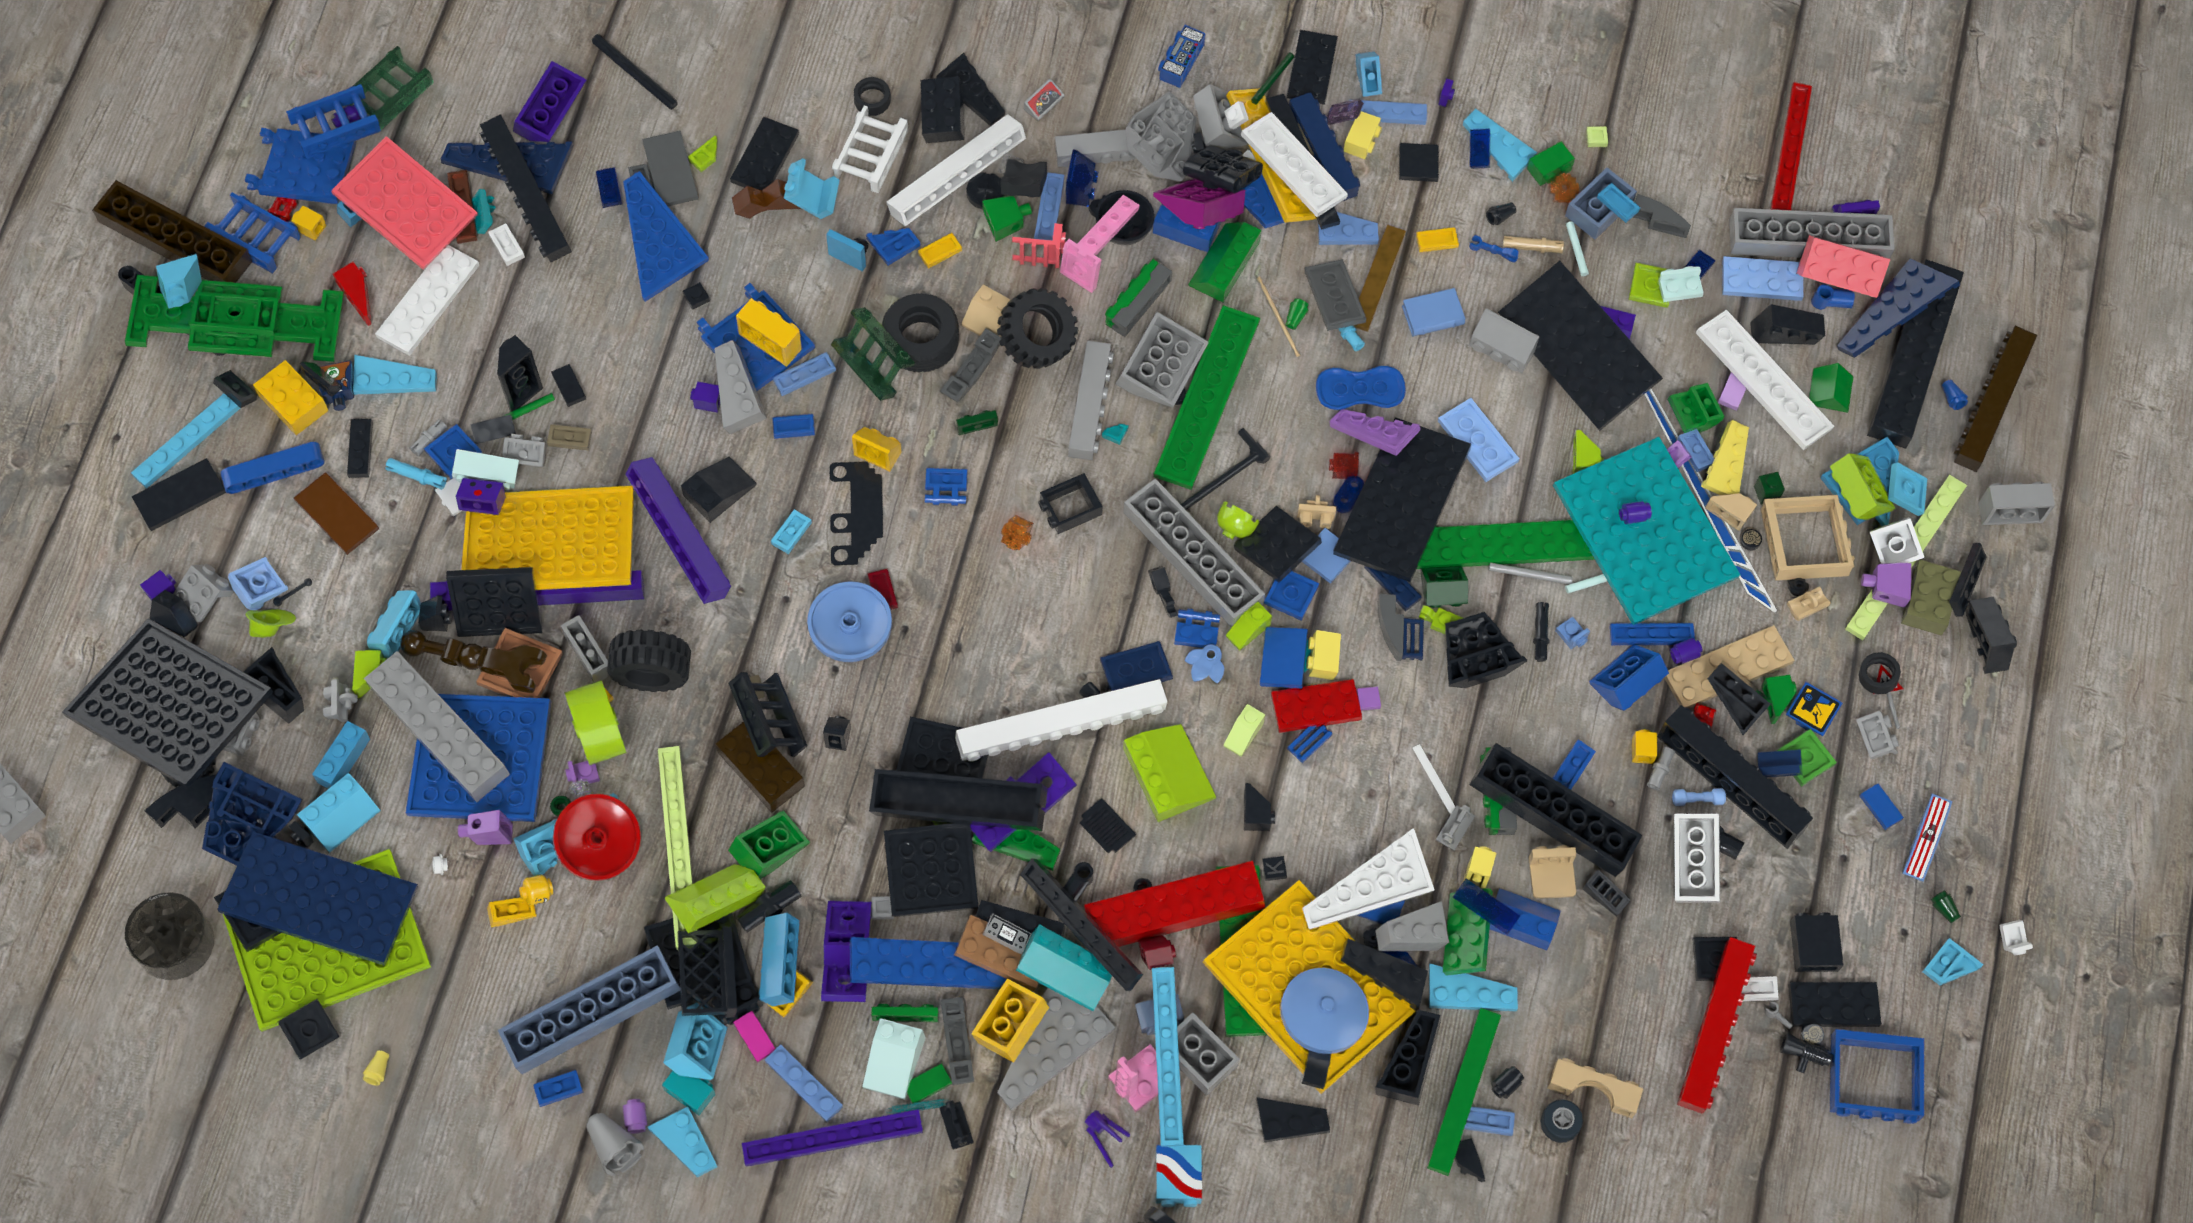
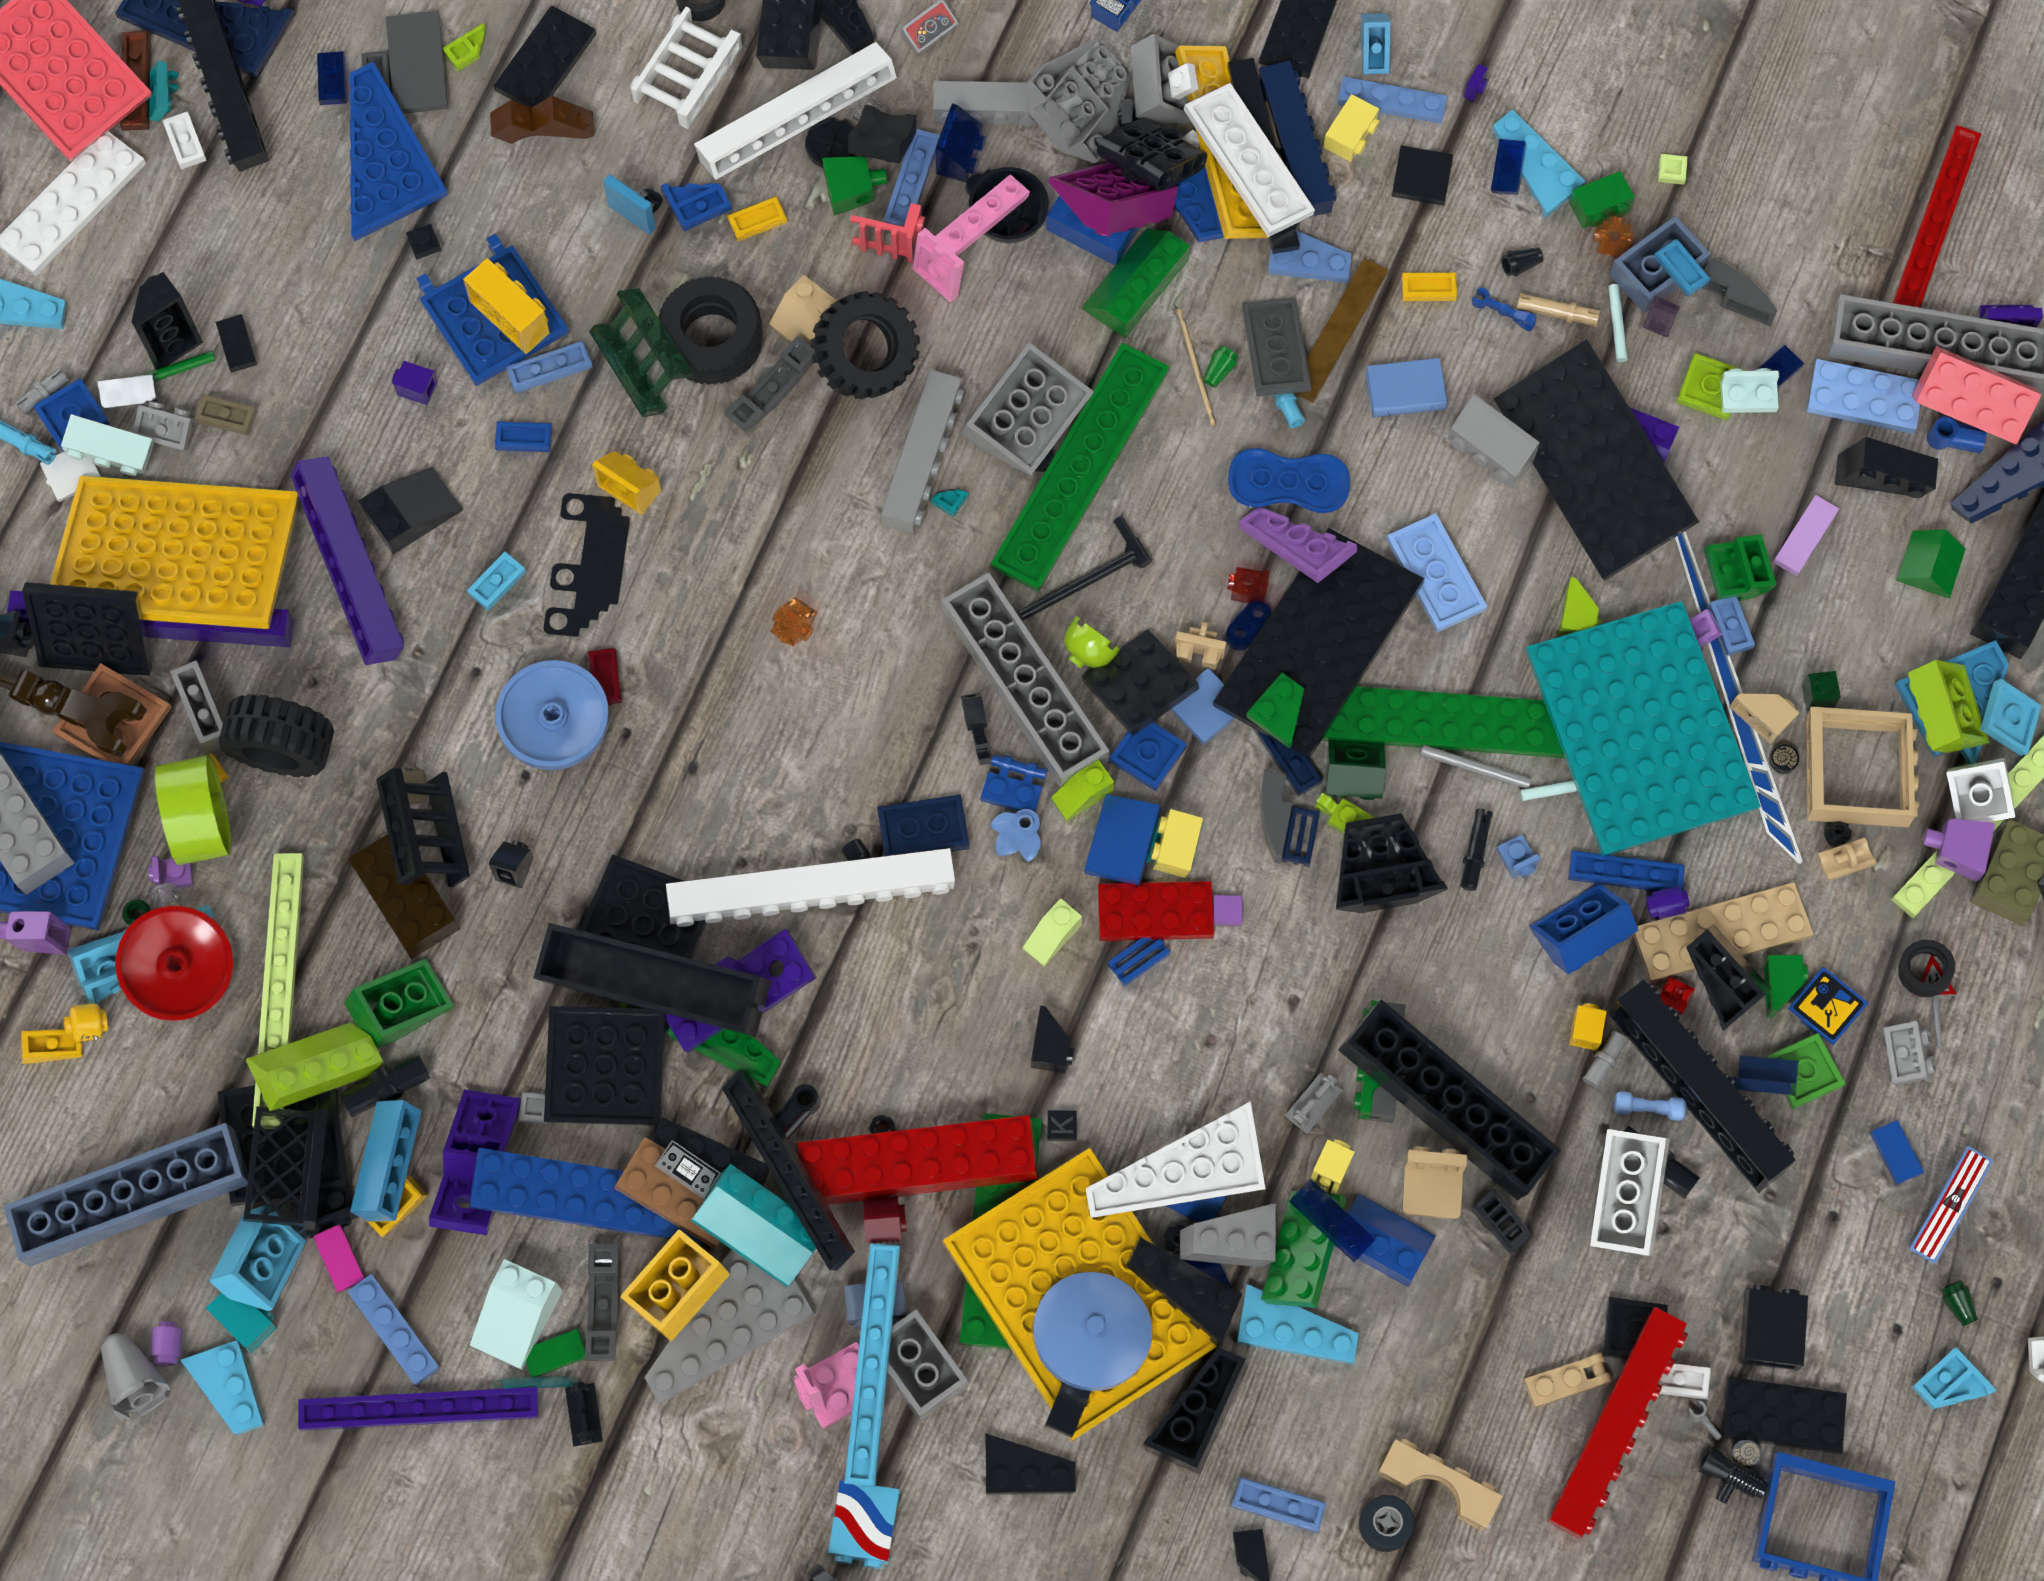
camera: 10 degrees right, 5 degrees up
(480, 496) = (94, 481): dark purple brick -> none
(558, 1088) = (73, 1292): blue plate -> none
(737, 391) = (454, 379): light grey wedge -> none
(809, 191) = (595, 116): medium azure panel -> none
(905, 1013) = (540, 1255): green plate -> none
(946, 480) = (711, 537): blue plate -> none
(978, 422) = (766, 463): dark green plate -> none
(1079, 482) = (864, 570): black window -> none
(1098, 1123) = (769, 1438): dark purple plant -> none
(1106, 827) = (848, 1038): black window -> none
(1138, 297) = (1010, 317): dark grey piece -> none
(1168, 771) = (943, 974): lime slope -> none
(1272, 78) = (1243, 34): dark green bar -> none
(1344, 111) = (1331, 93): clear purple plate -> none
(1383, 549) = (1279, 709): none -> green wing
(1434, 778) = (1297, 1031): white sticker -> none
(1464, 1092) = (1262, 1465): green tile -> none
(1507, 1082) = (1322, 1461): black brick -> none
(1574, 764) = (1486, 1041): blue plate -> none
(1609, 239) = (1661, 316): none -> clear purple tile
(1635, 512) = (1629, 703): dark purple brick -> none
(1673, 1001) = (1566, 1381): none -> tan plate
(1727, 468) = (1768, 656): light yellow wing -> none
(1765, 379) = (1842, 539): white plate -> none

